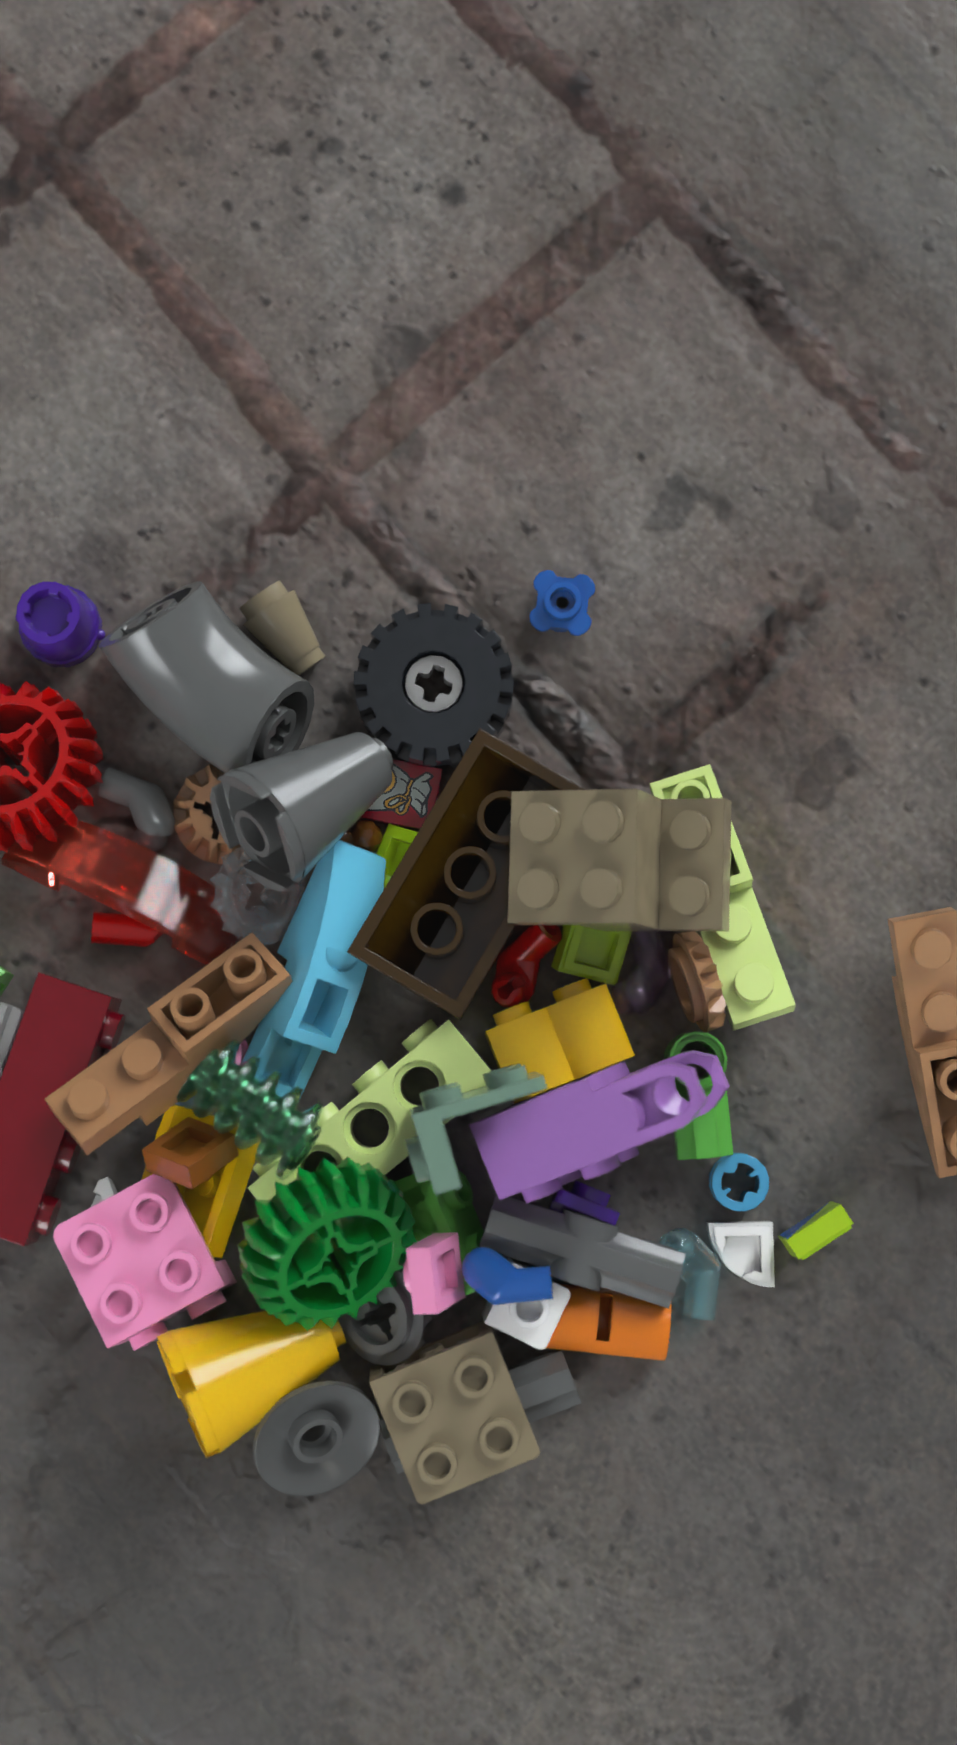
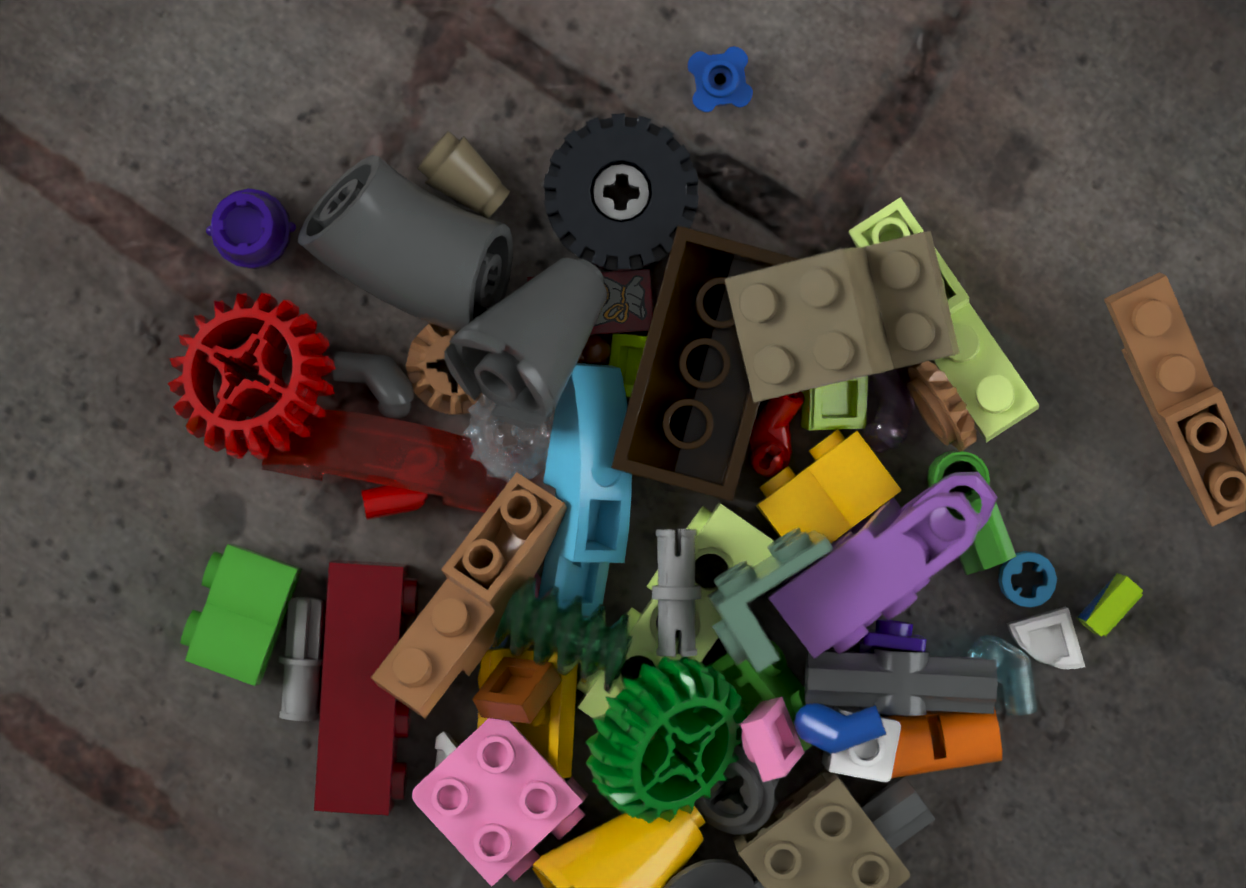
camera: 10 degrees left, 5 degrees up
(378, 1096) = (676, 592): none -> light grey pin

